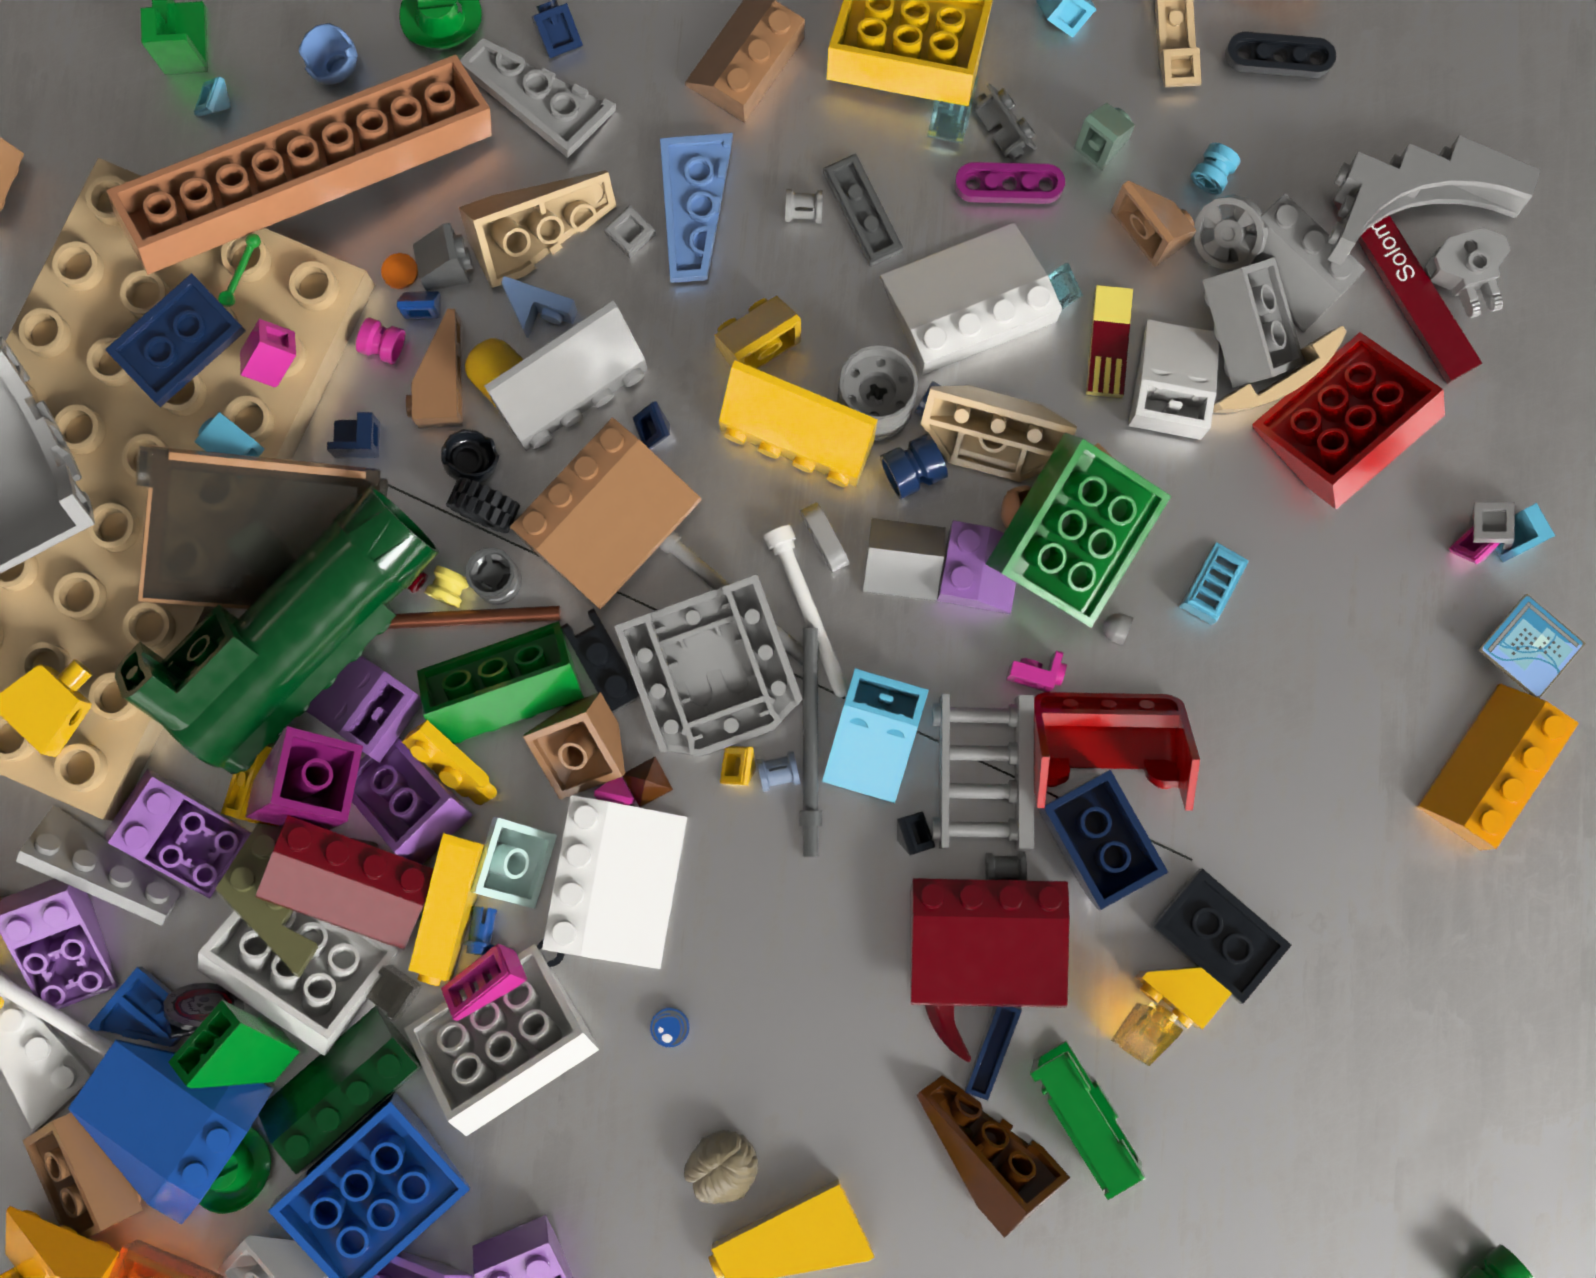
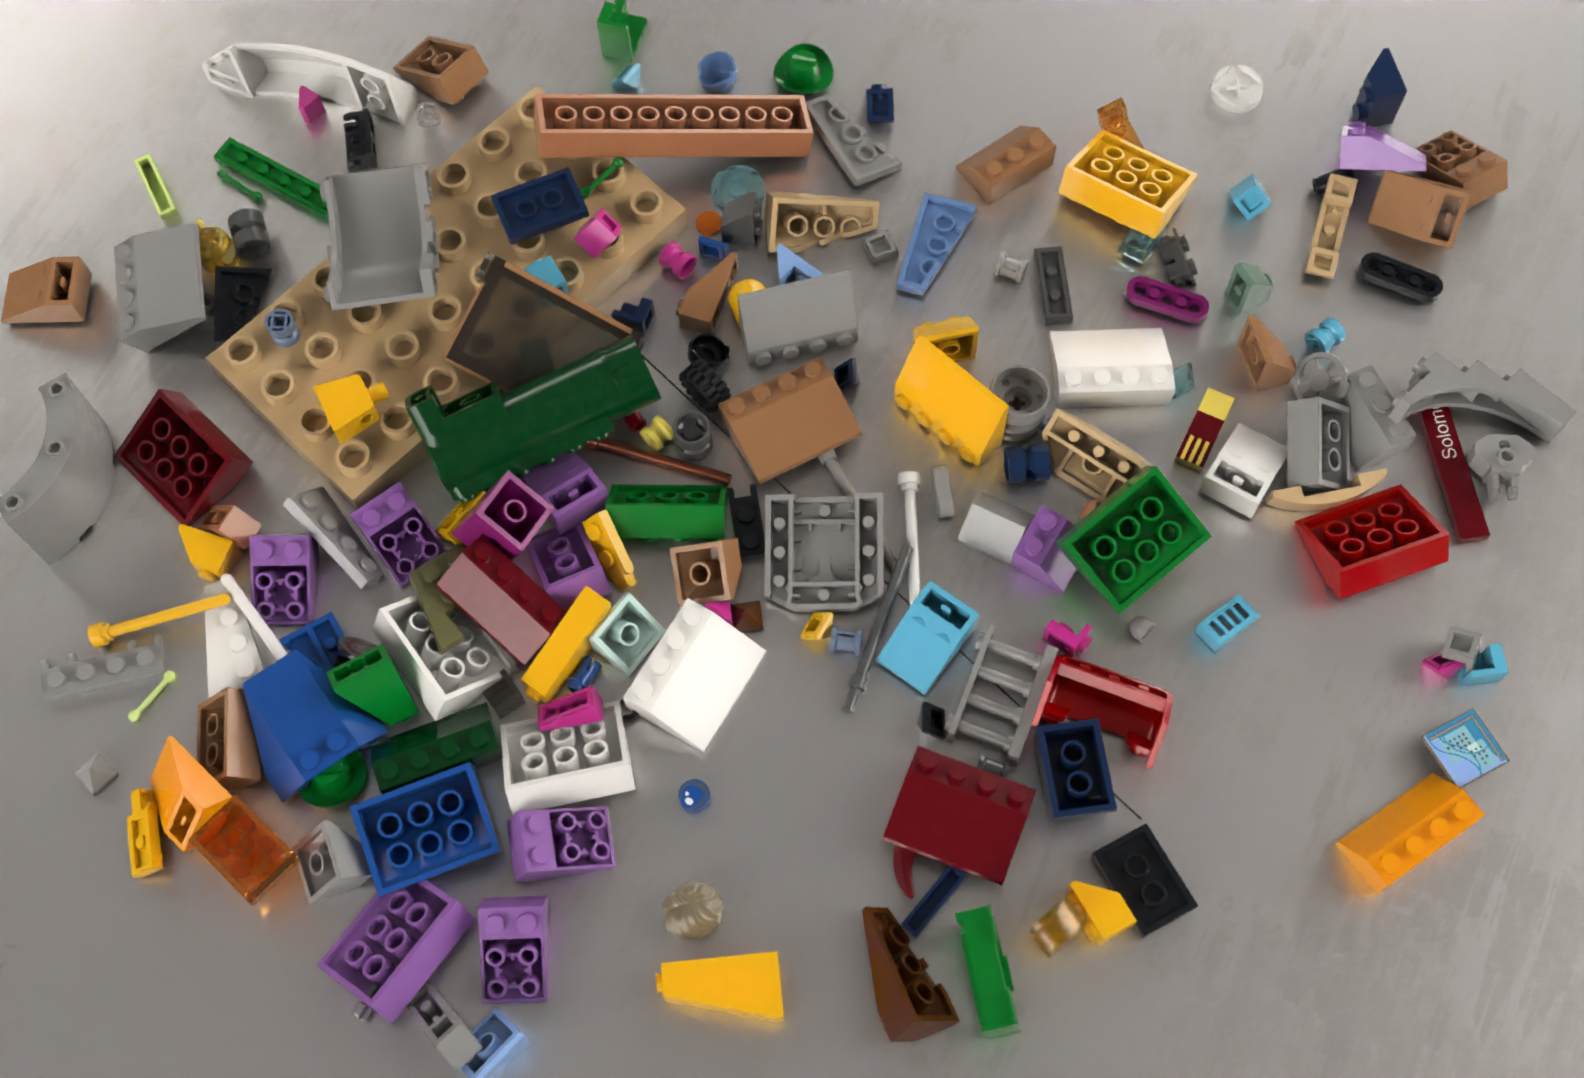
camera: 25 degrees right, 15 degrees down
(417, 208) = (735, 183): none -> clear light blue tile
(536, 1146) = (559, 843): none -> medium lavender slope

